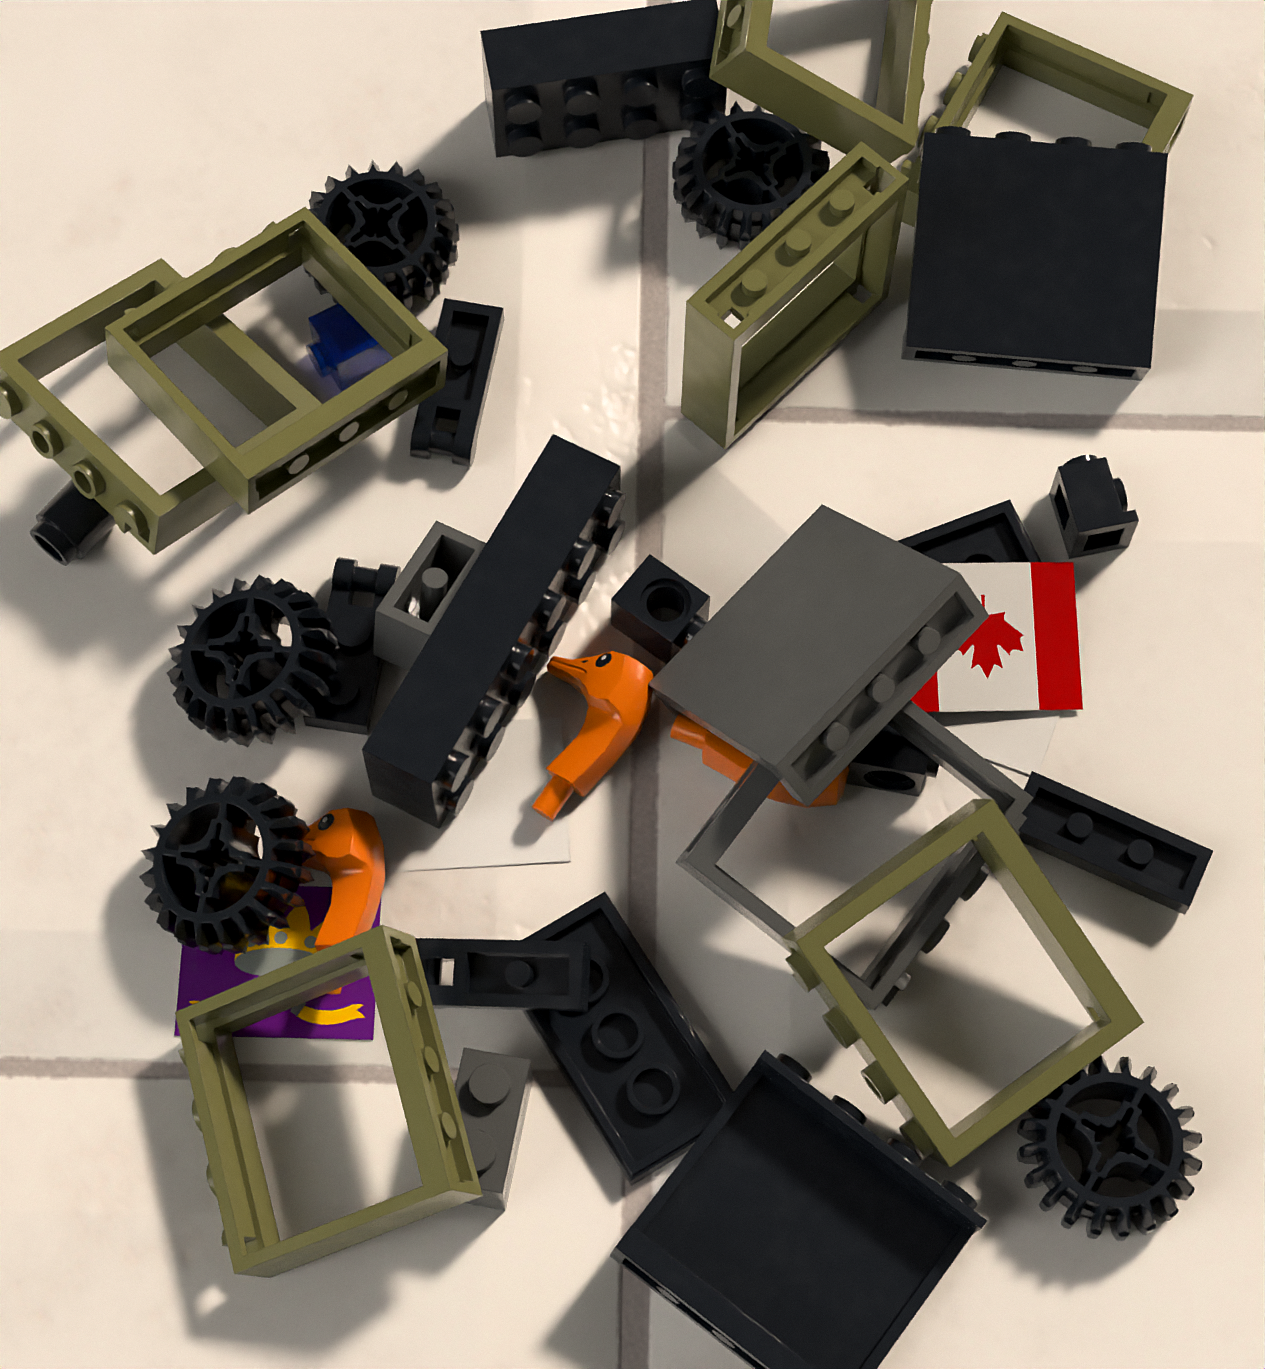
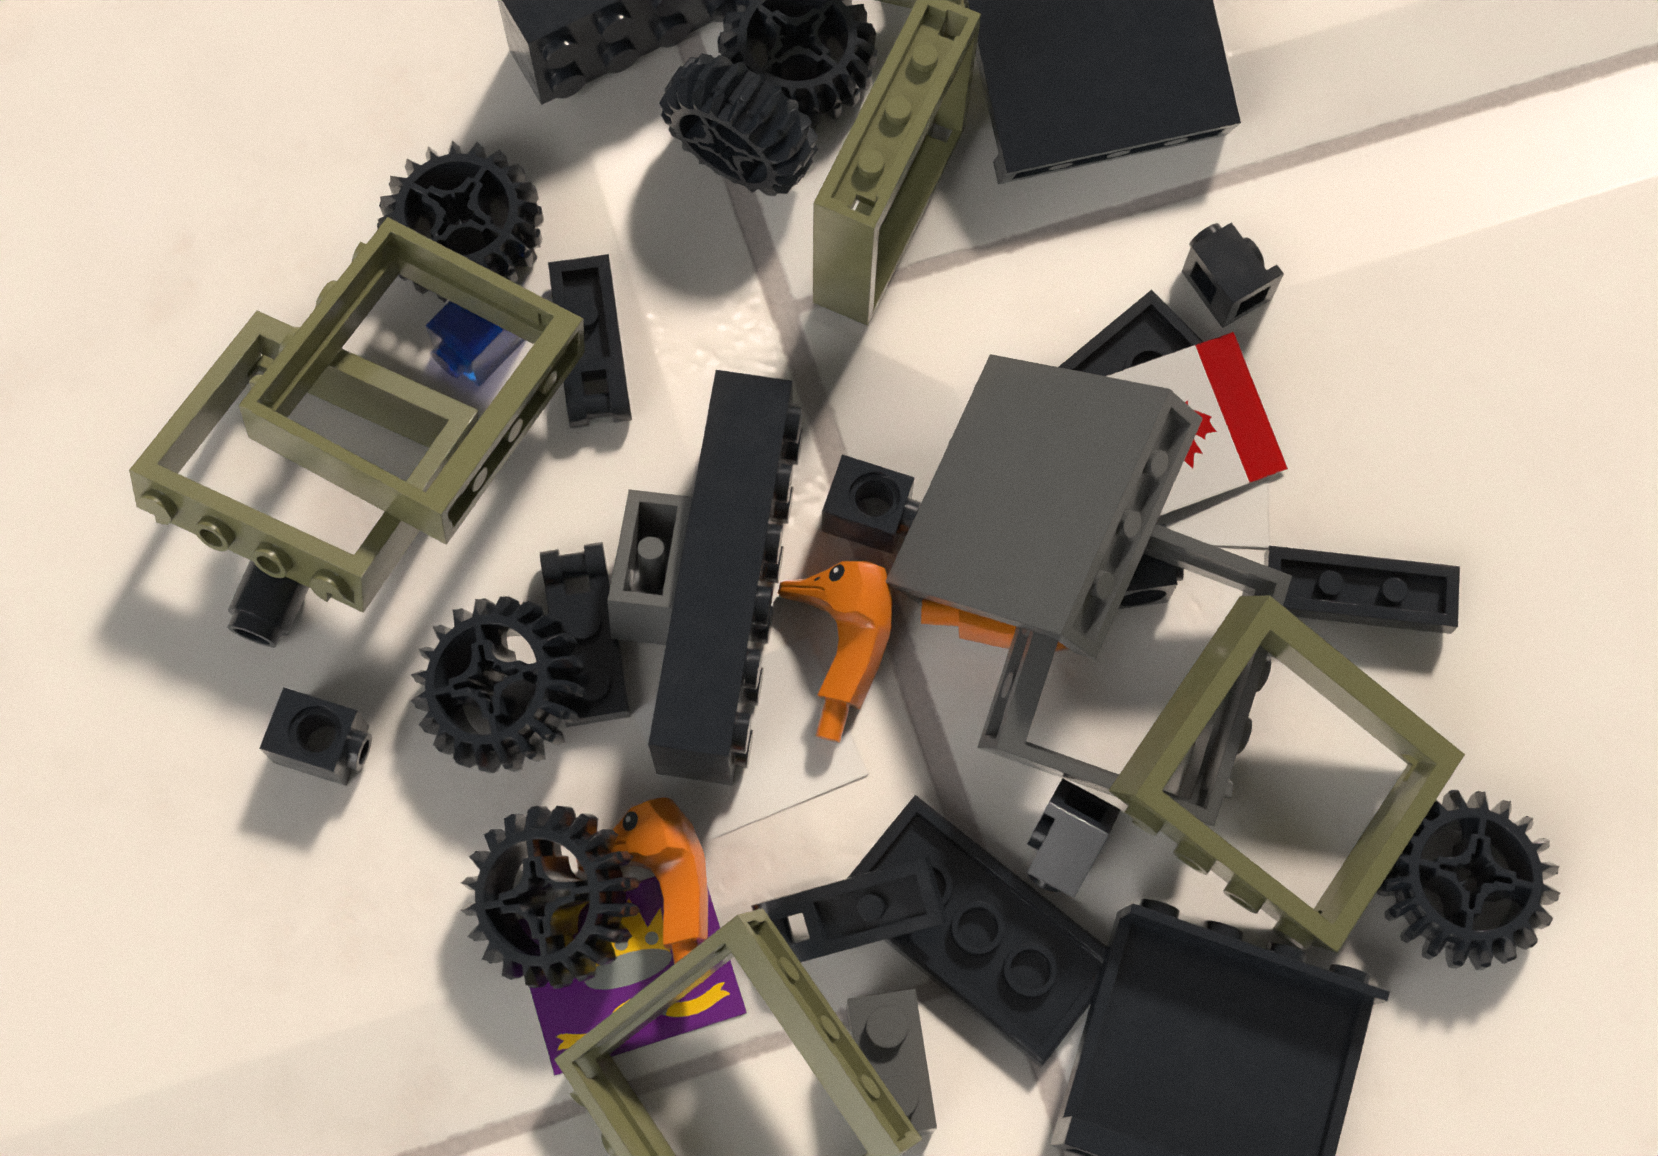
camera: 20 degrees left, 5 degrees up
(59, 635) = (297, 718): none -> black brick
(664, 222) = (739, 124): none -> black gear
(733, 976) = (1069, 838): none -> black brick

